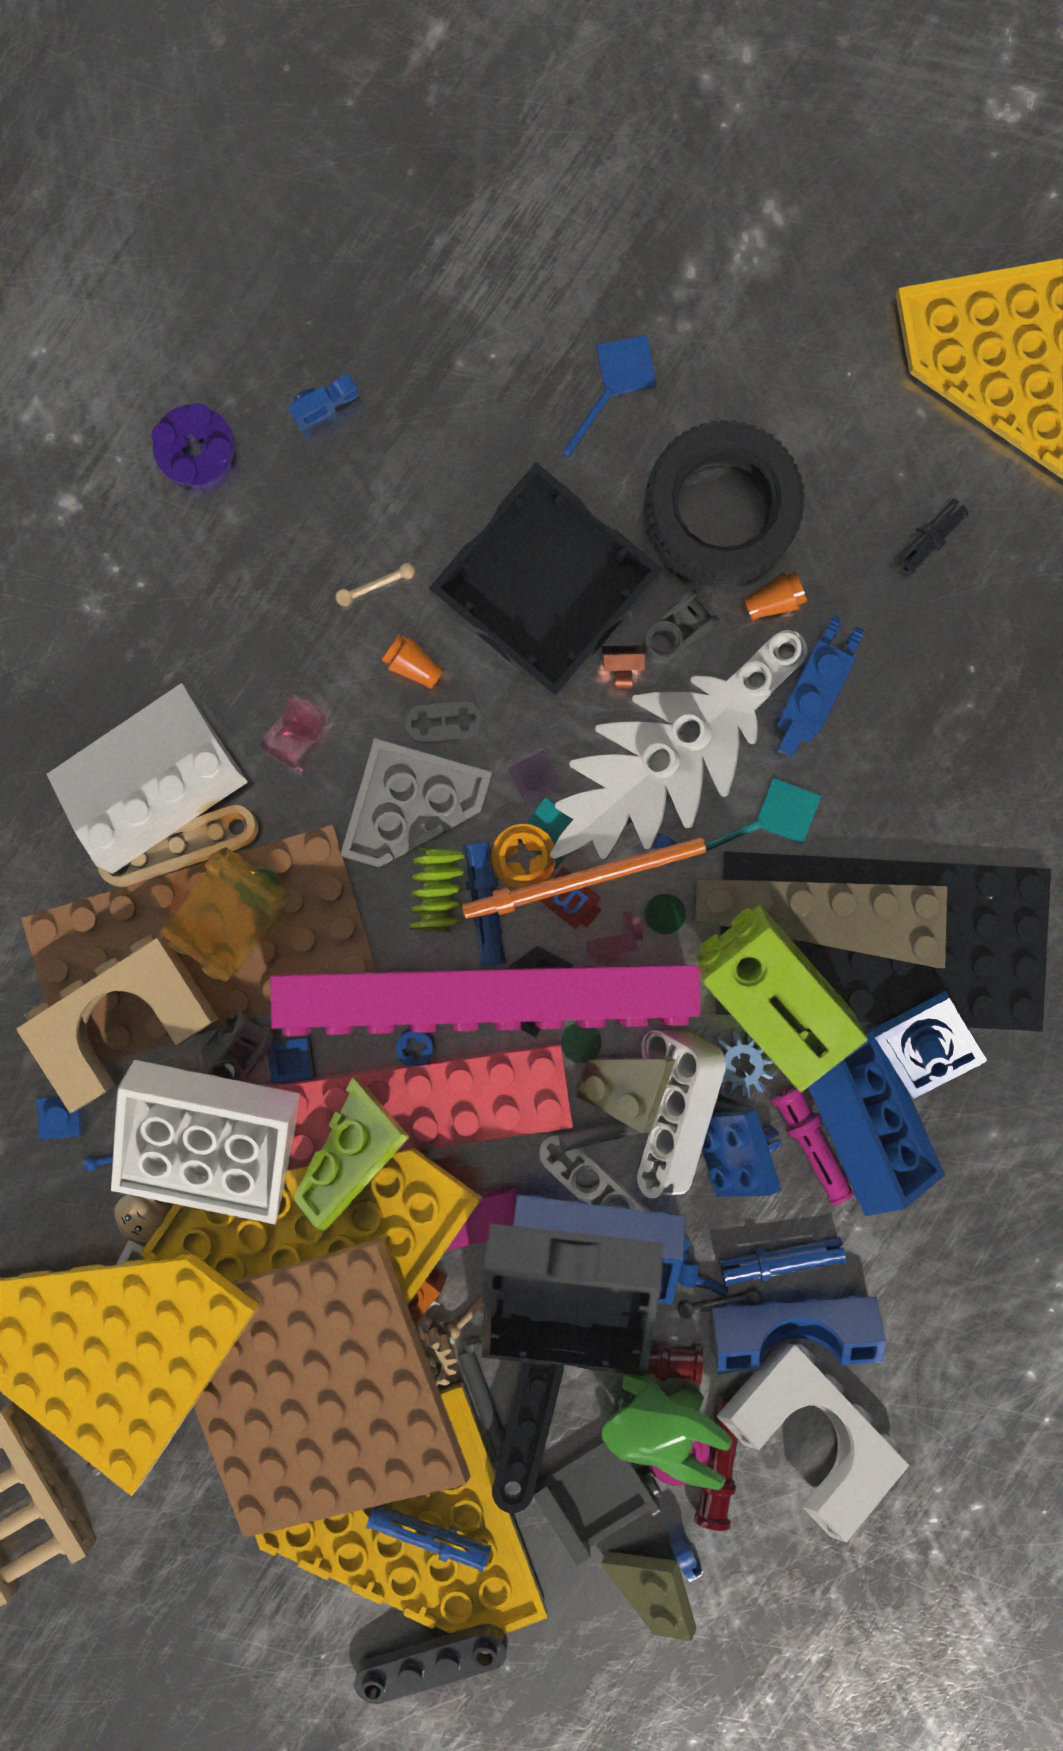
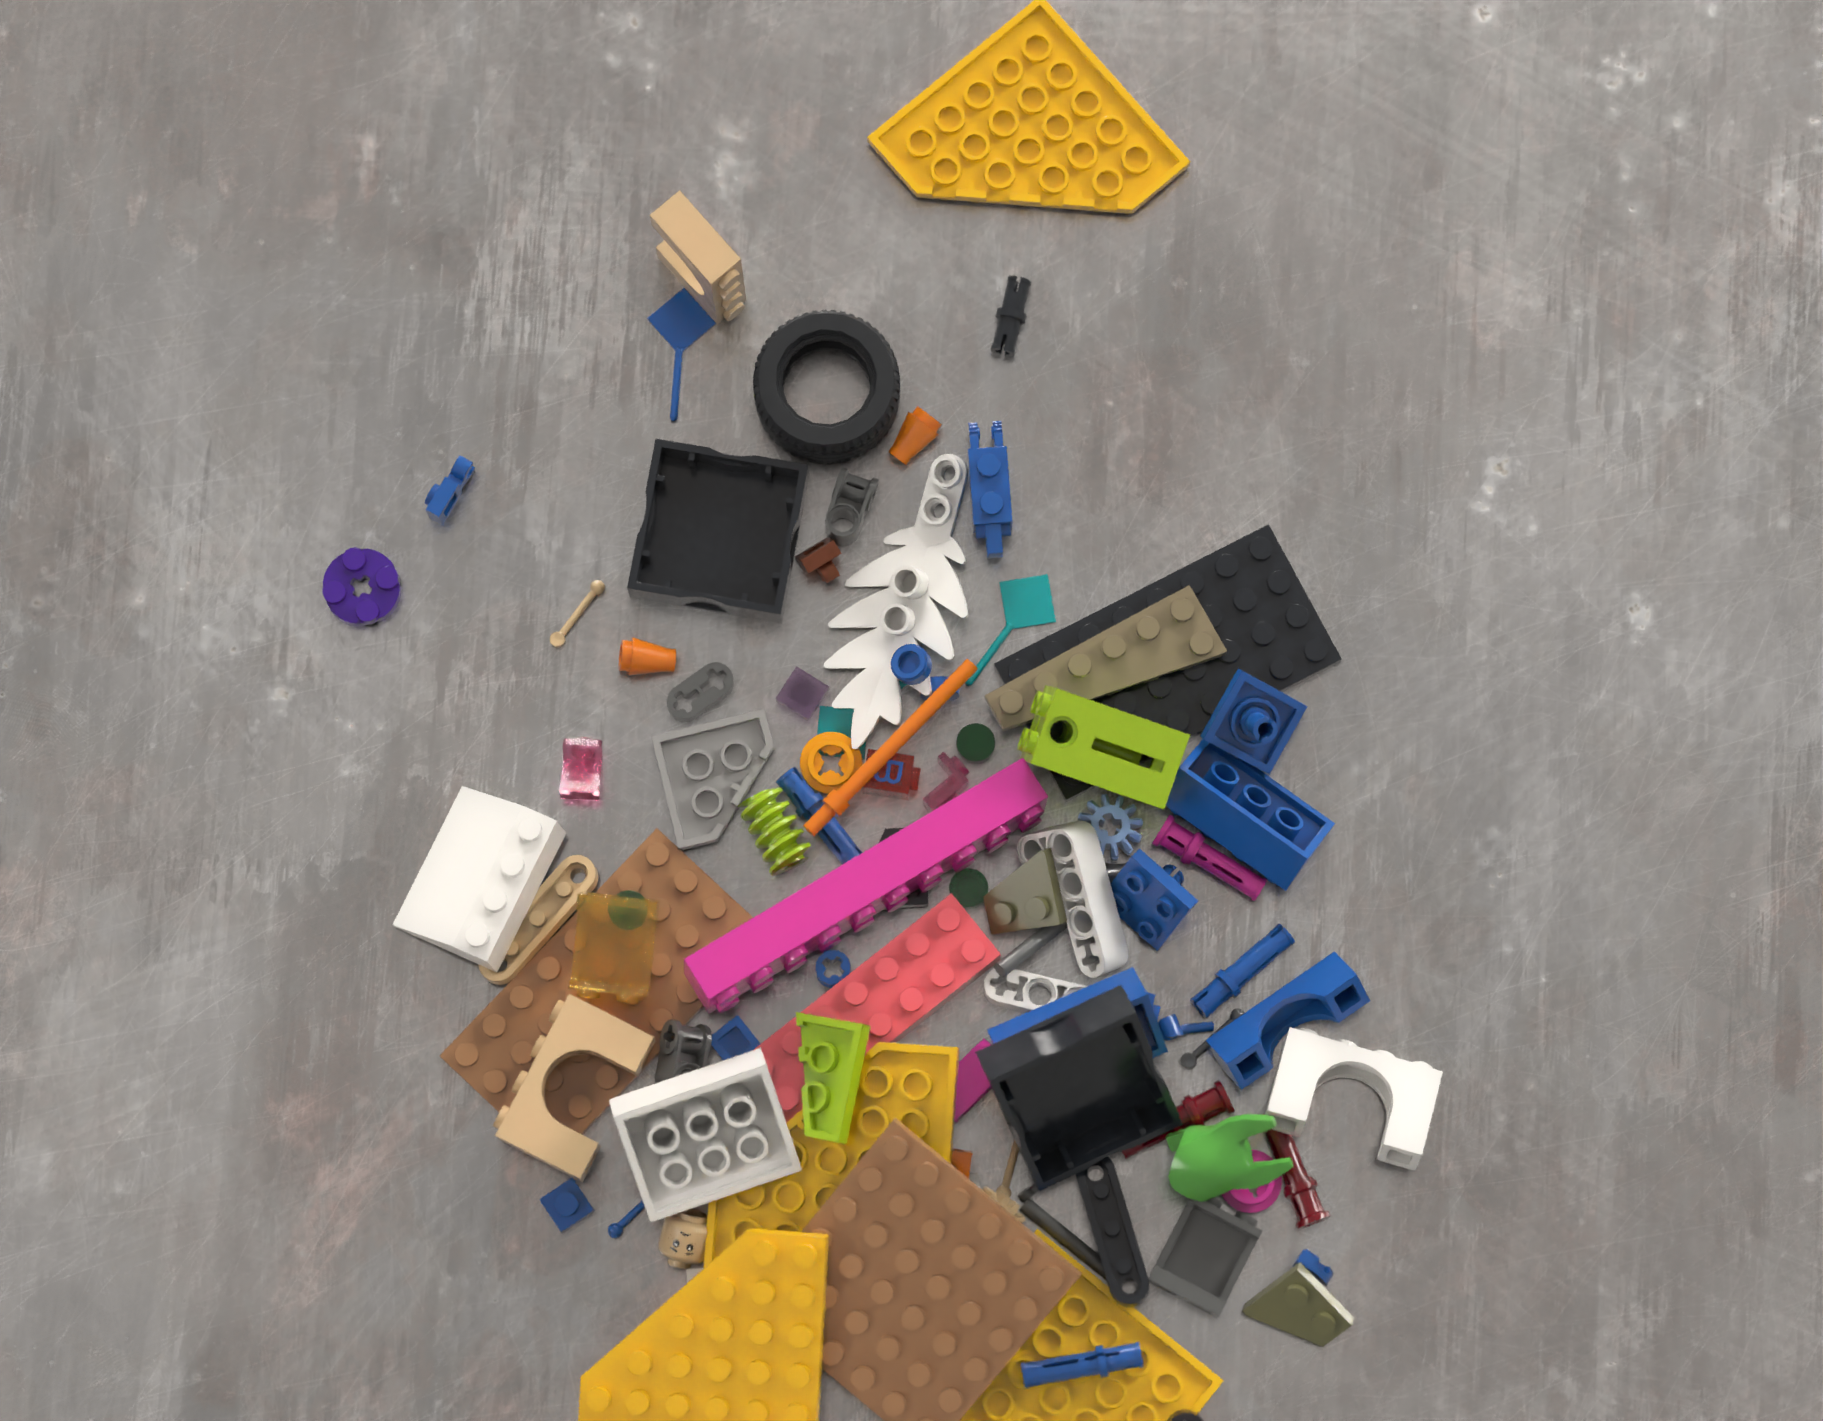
camera: 25 degrees left, 10 degrees down
(648, 811) = (911, 664): none -> blue tile
(675, 307) = (699, 258): none -> tan arch

